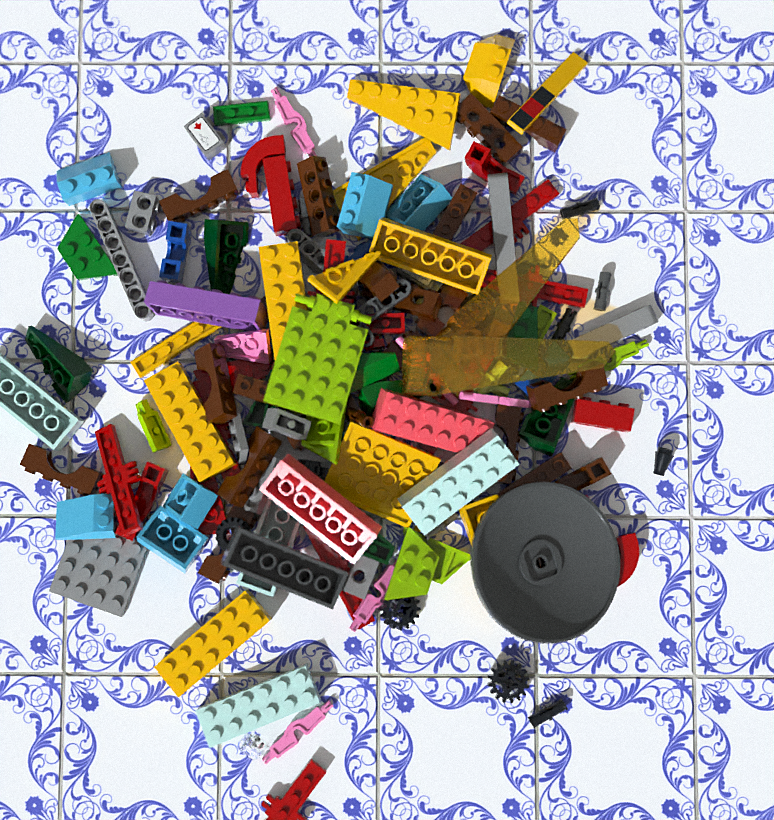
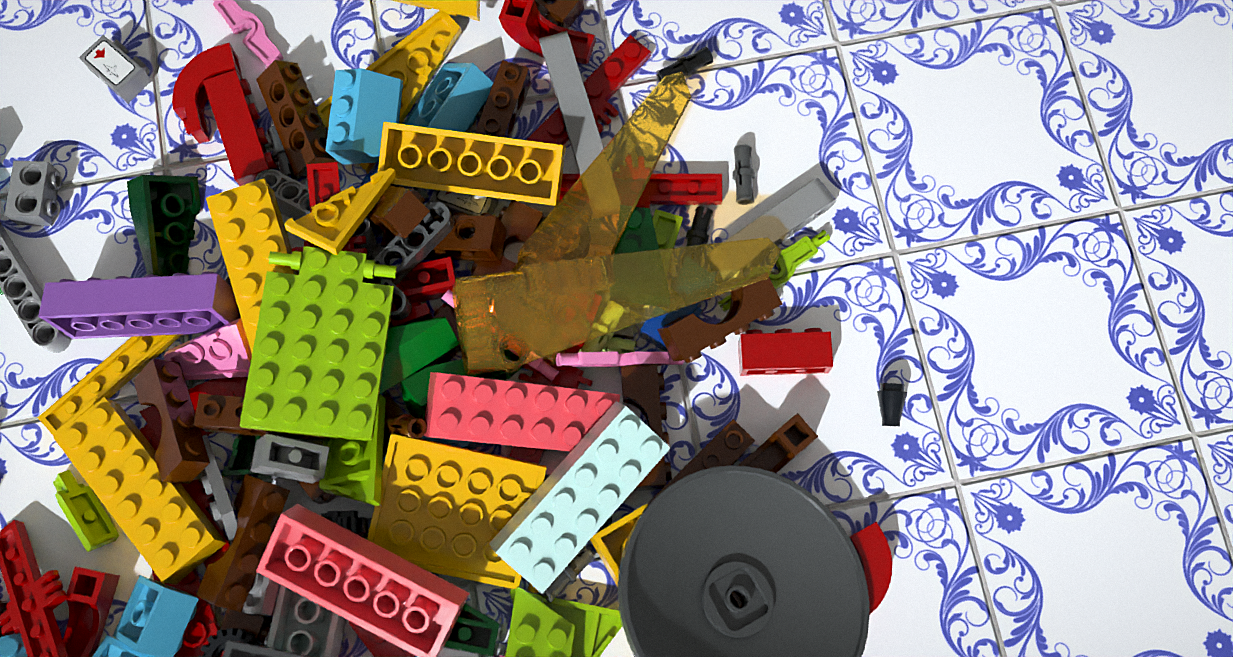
camera: 15 degrees left, 10 degrees down
(177, 247) = (91, 219): blue arch -> none
(221, 189) = (147, 139): reddish brown arch -> none
(241, 113) = (167, 29): green tile -> none
(544, 428) = (700, 388): dark green wedge -> none

